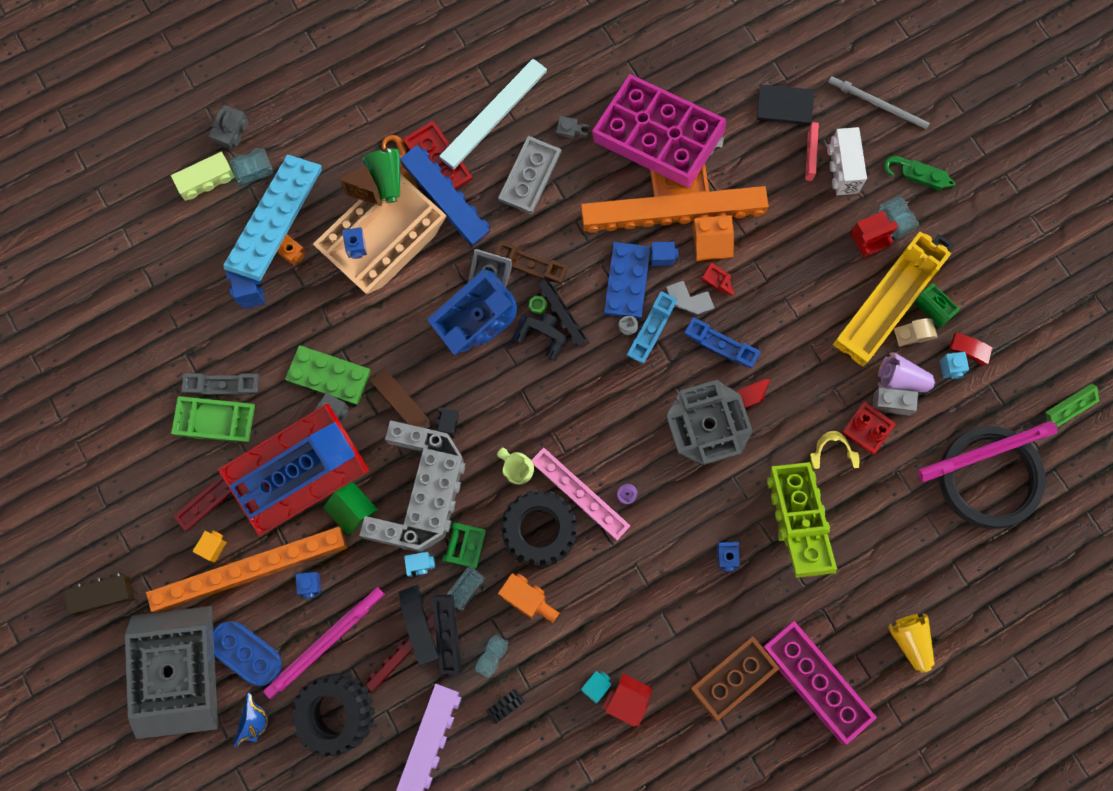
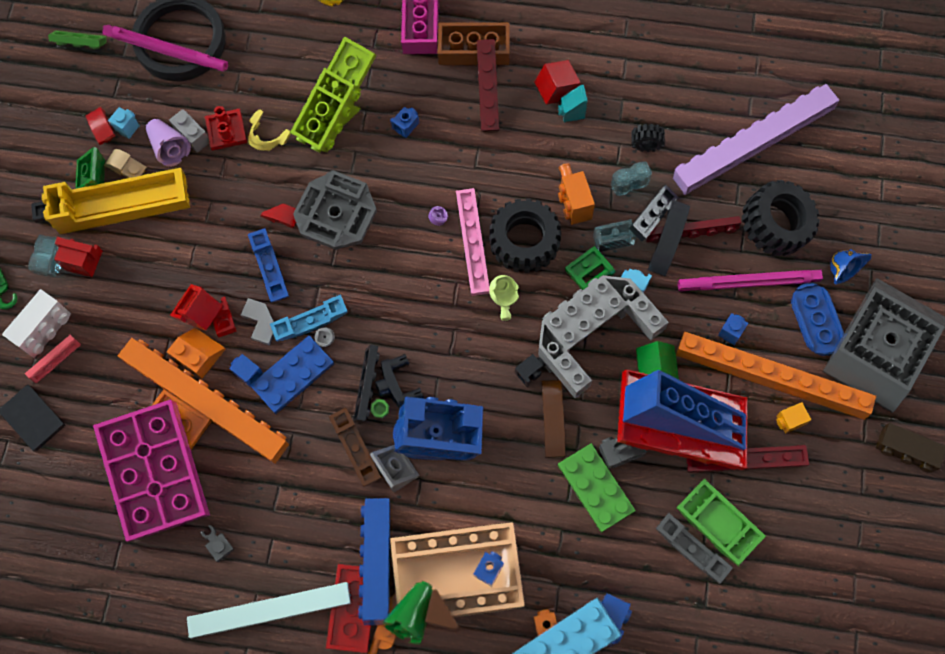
camera: 135 degrees left, 5 degrees down
(529, 175) = (288, 527): light grey plate -> none
(685, 644) = (487, 85): none -> dark red plate
(742, 265) = (196, 308): none -> red plate

